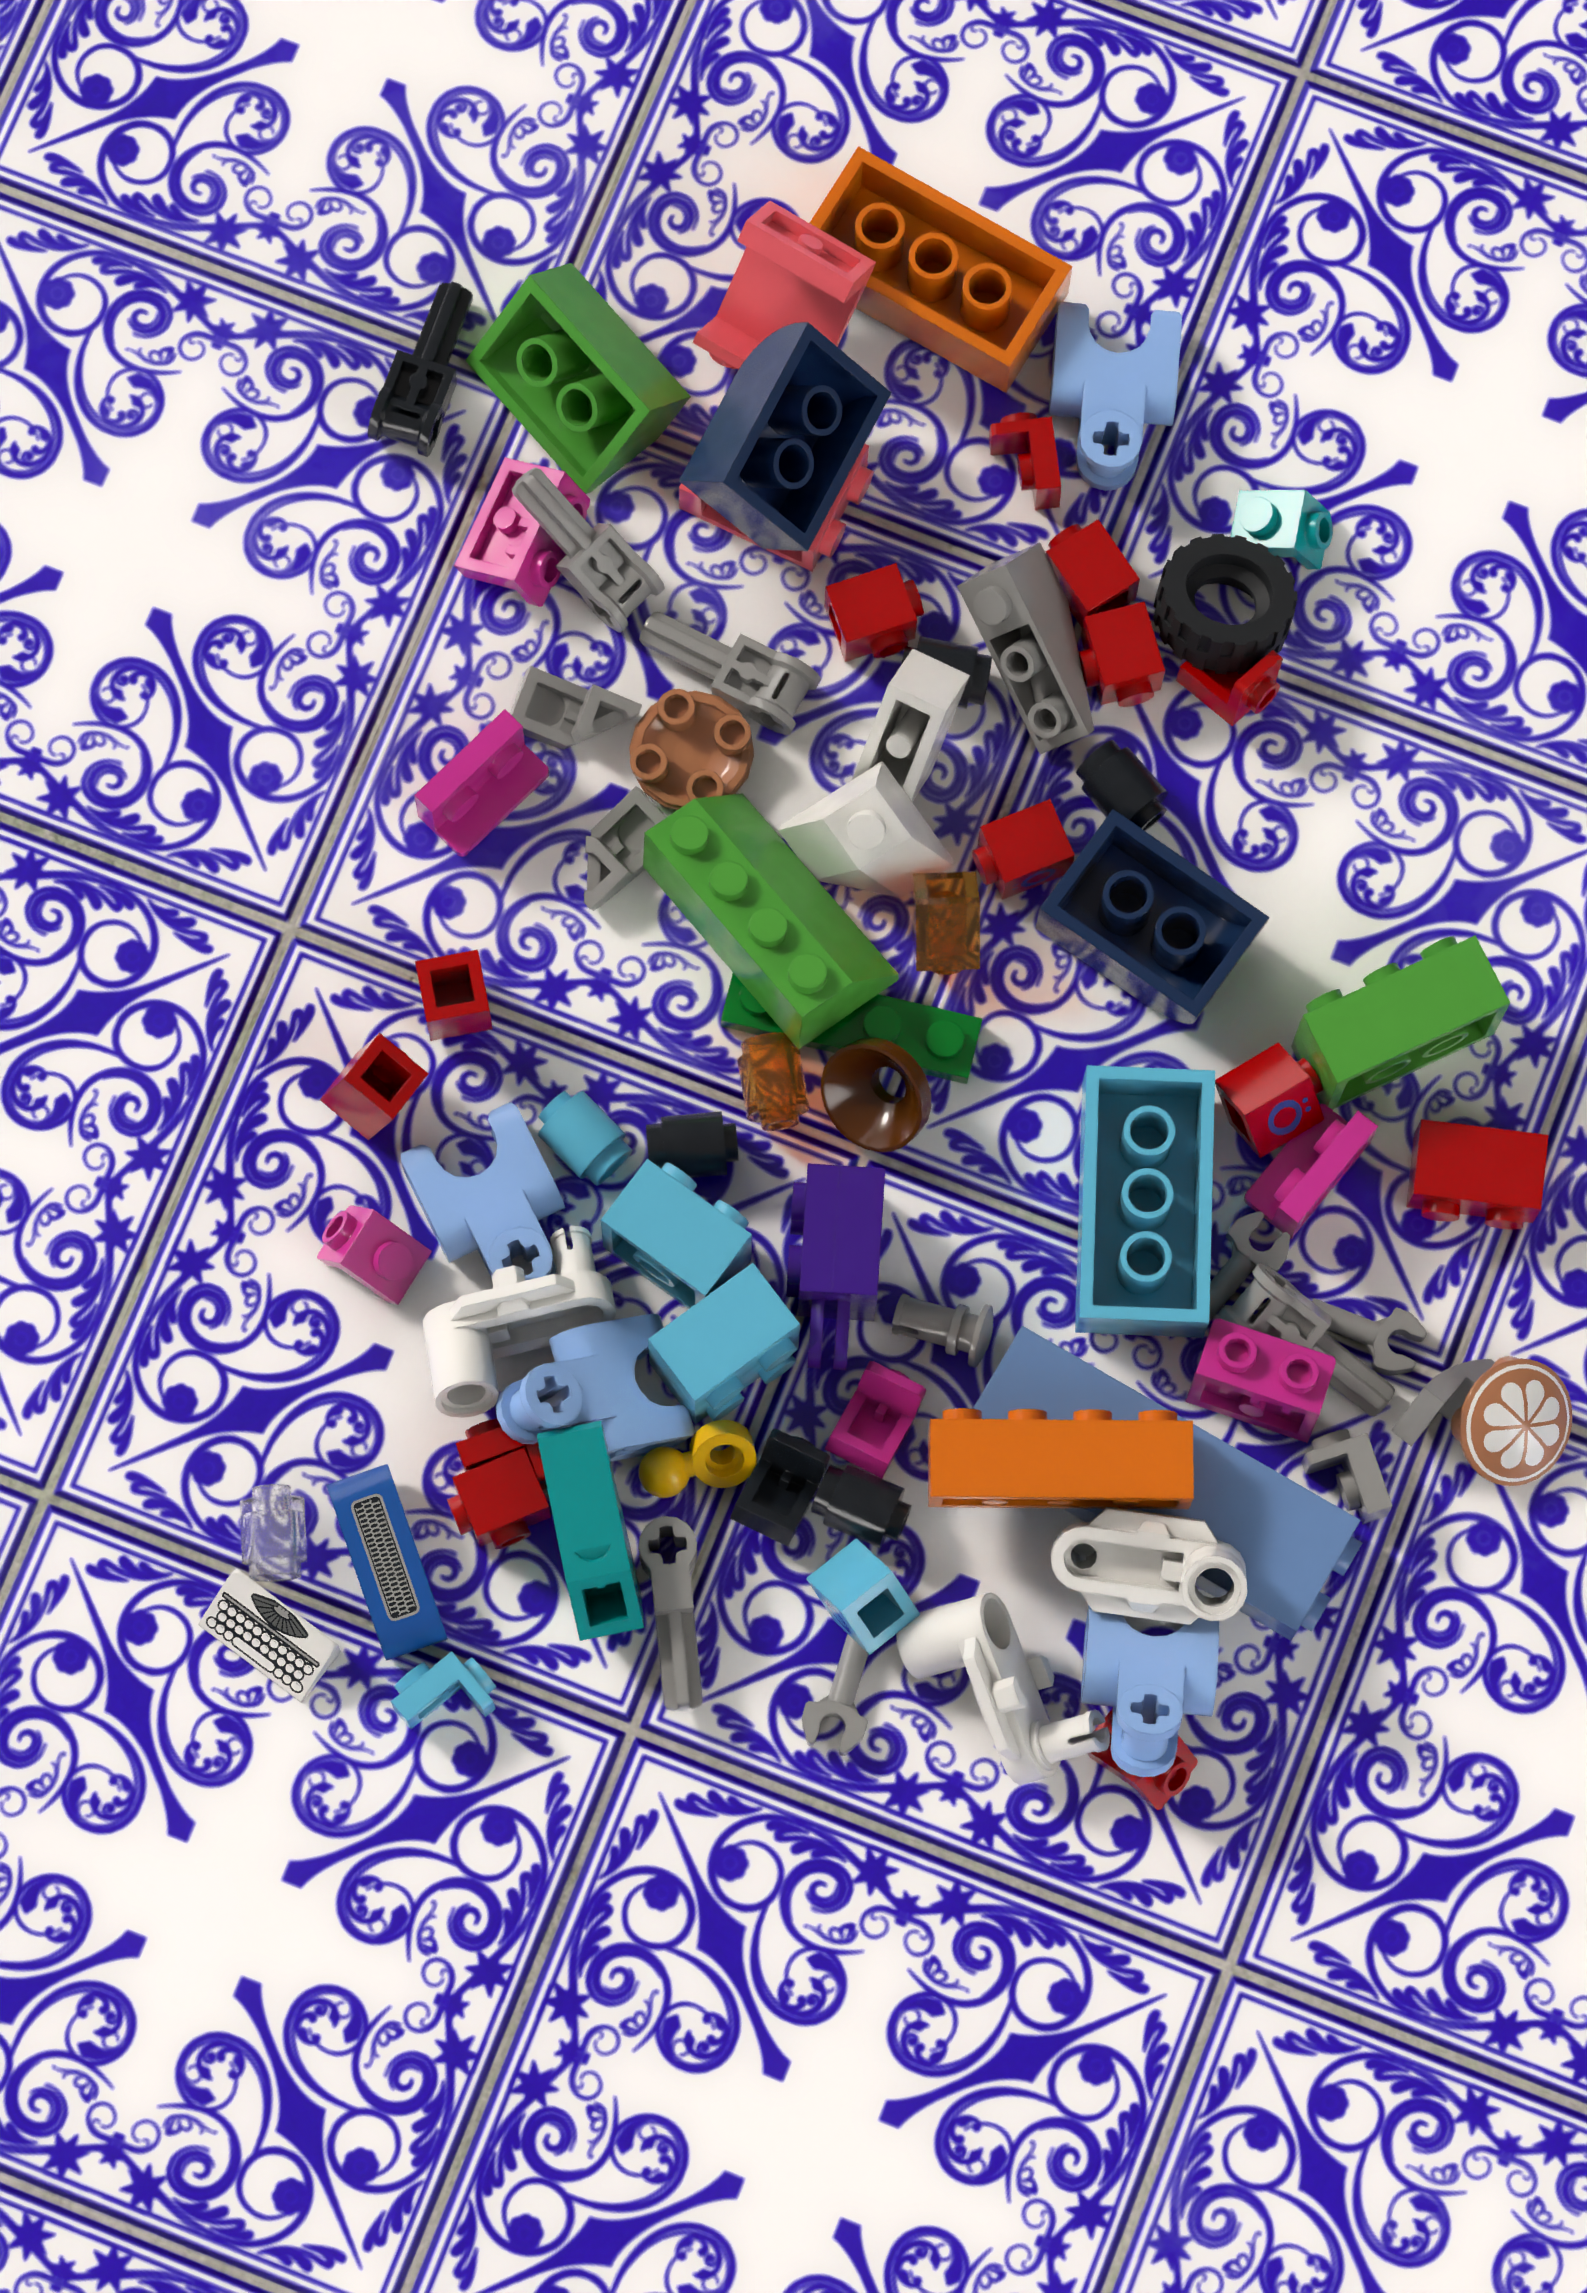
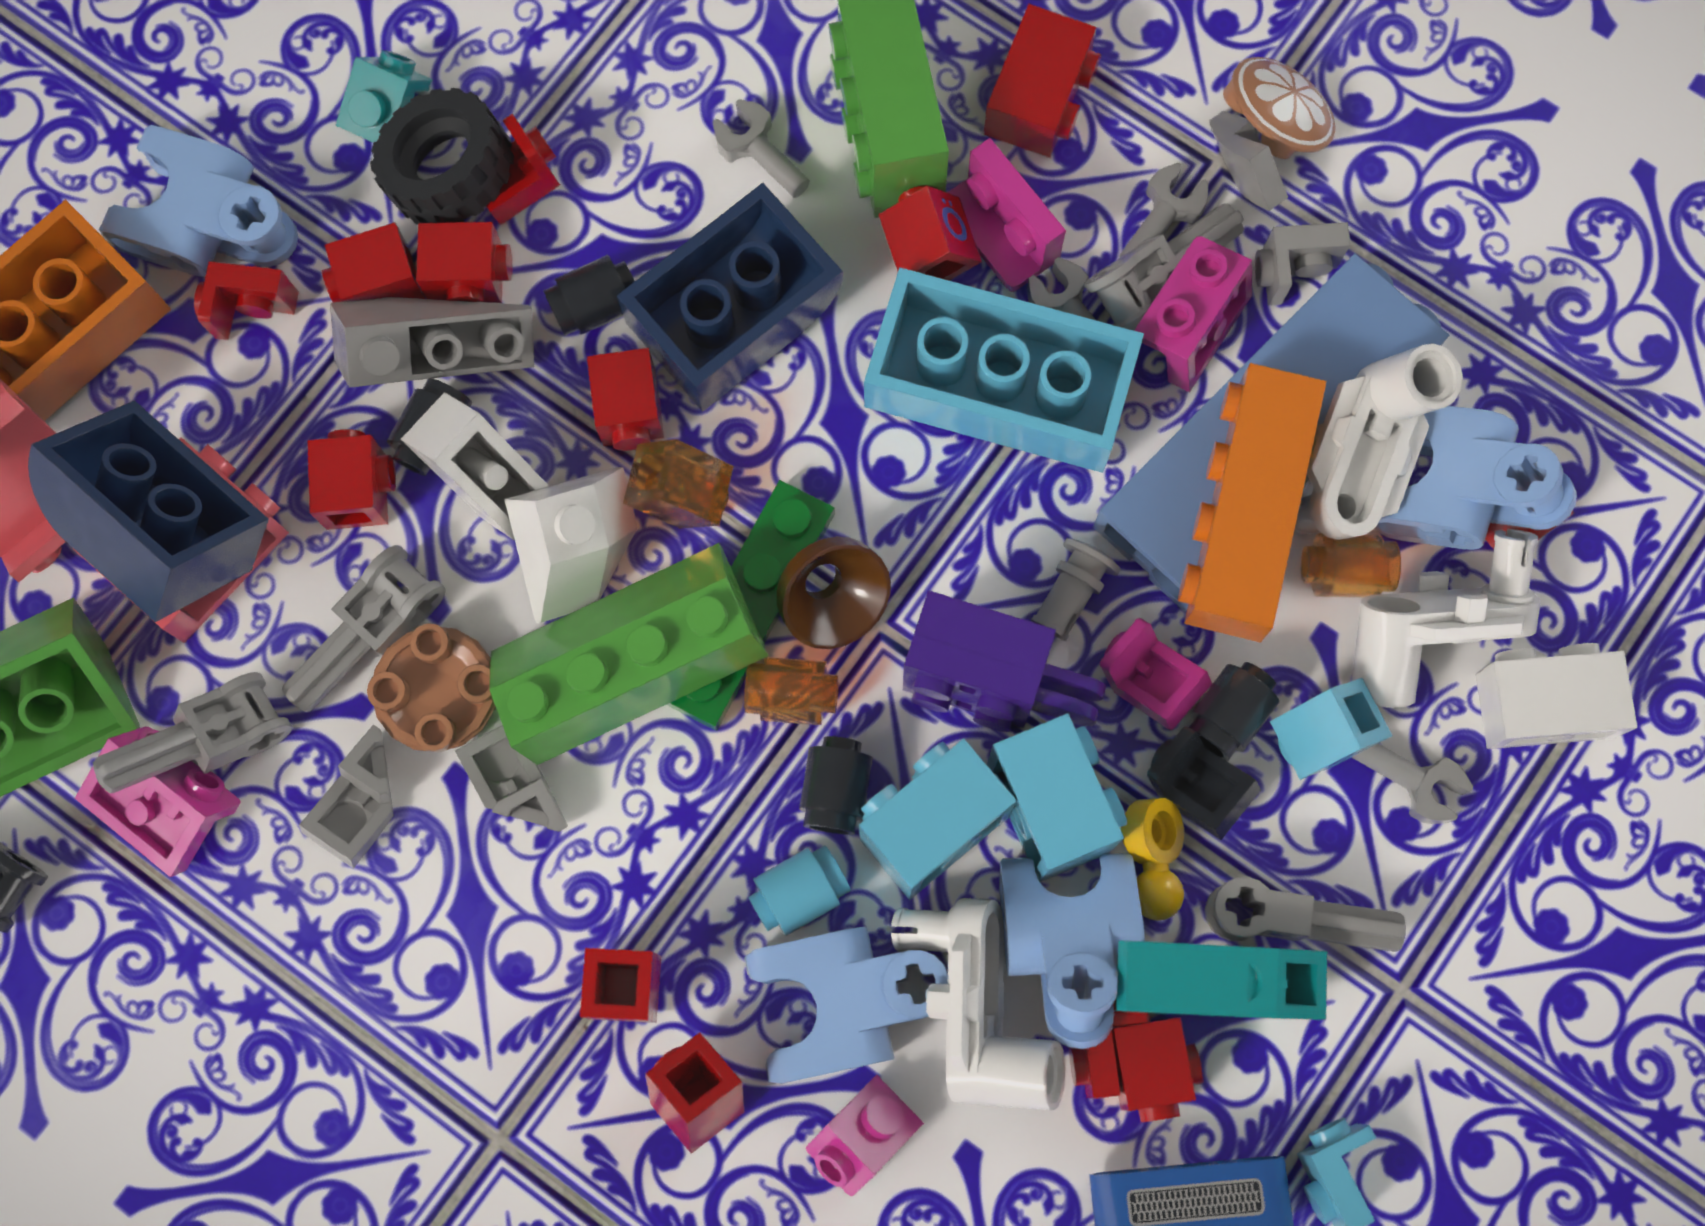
camera: 70 degrees left, 0 degrees up
(481, 785) = (408, 905): dark pink bracket -> none
(953, 1813) = (1555, 697): none -> white brick
(1034, 1593) = (1351, 566): none -> clear orange brick
(1333, 910) = (756, 145): none -> light grey bar

